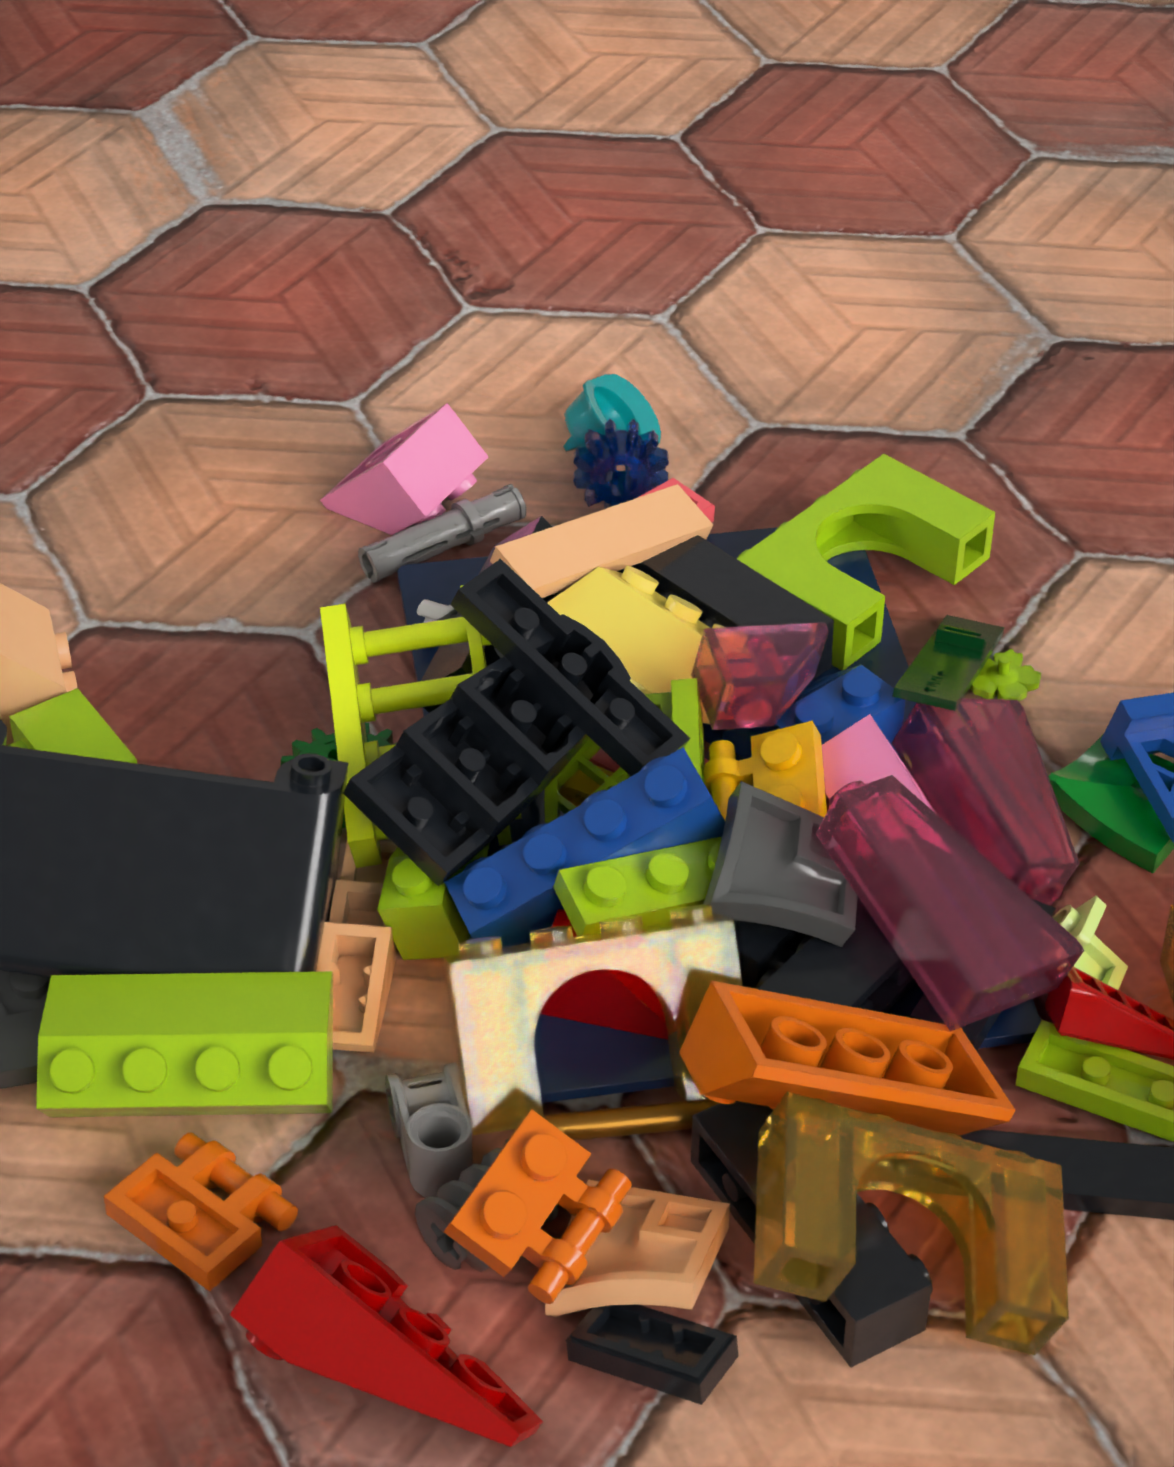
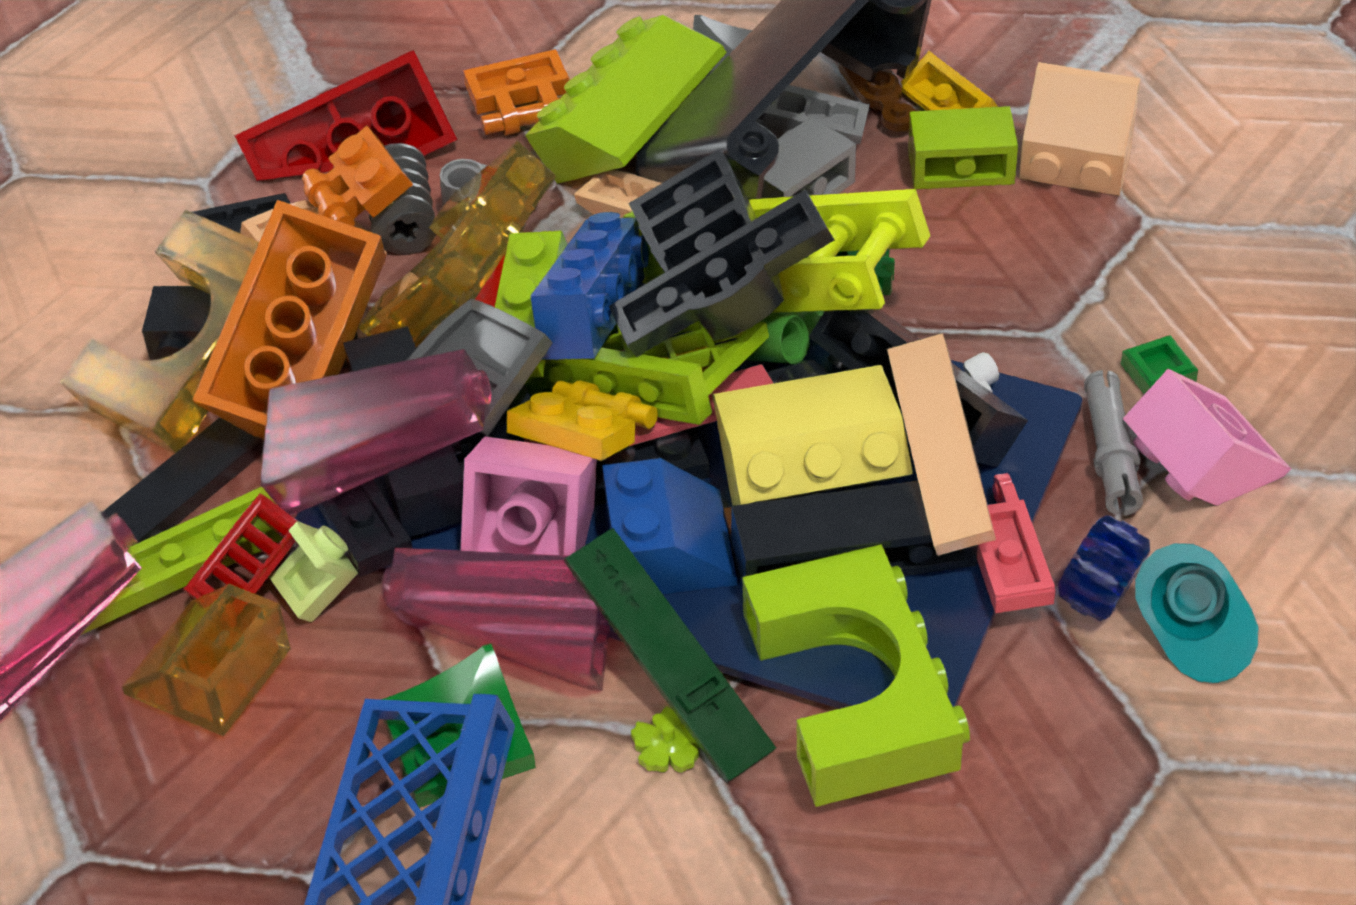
camera: 125 degrees right, 5 degrees up
(311, 546) = (1151, 360): none -> green tile
(755, 671) = (679, 428): clear pink slope -> none

